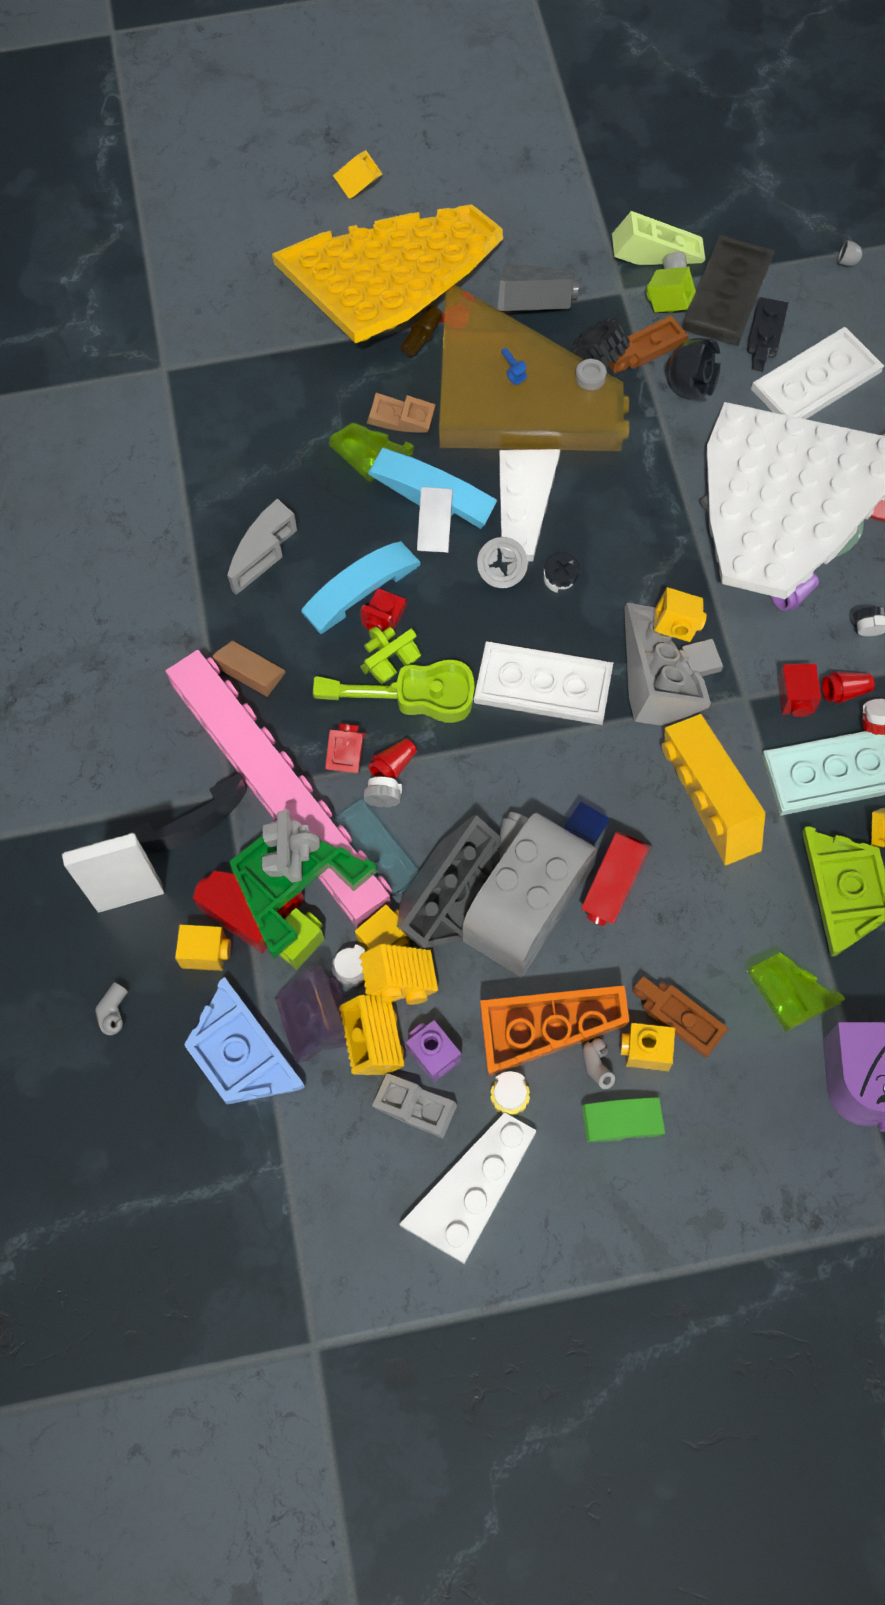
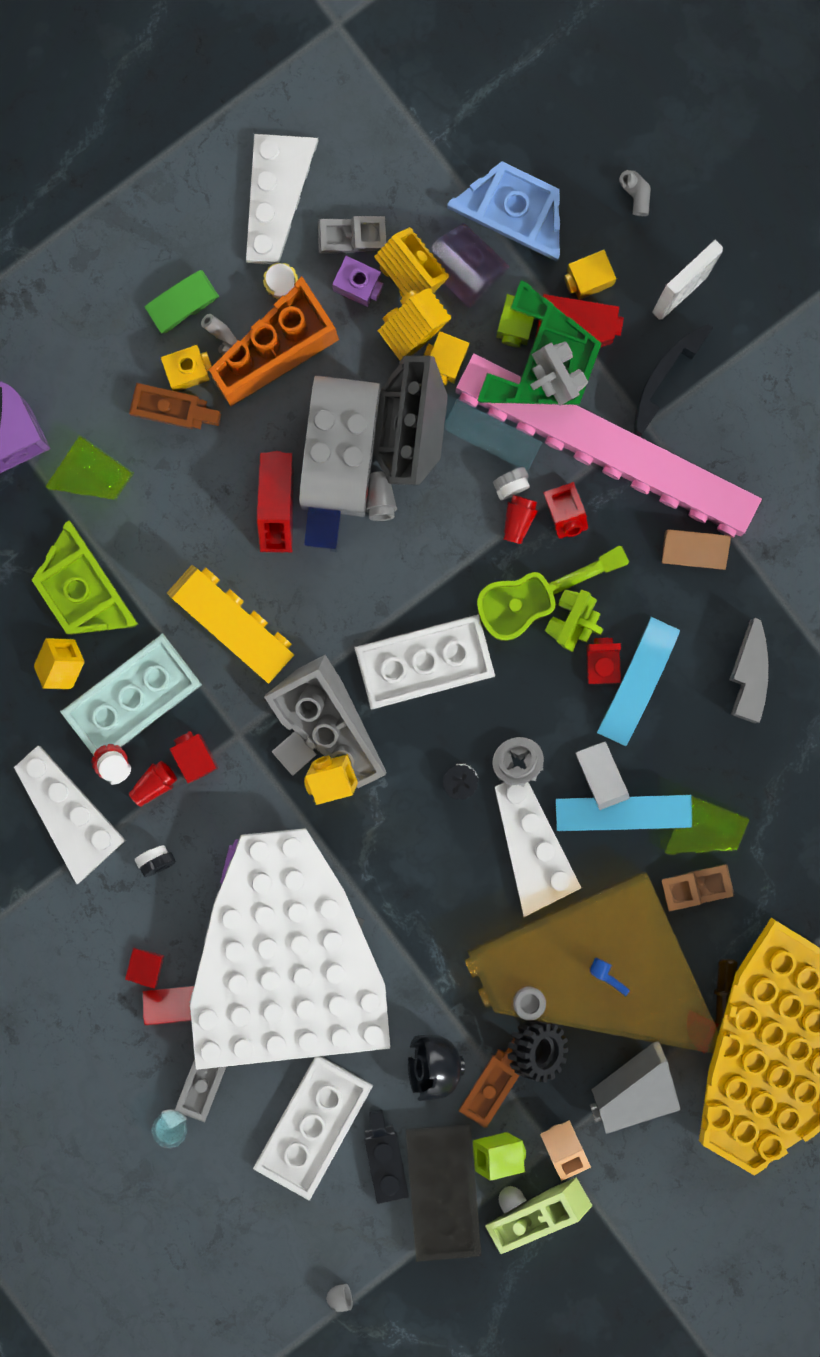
camera: 150 degrees right, 20 degrees up
(347, 966) = (462, 323): white piece -> none
(614, 274) = (565, 1150): none -> light nougat brick

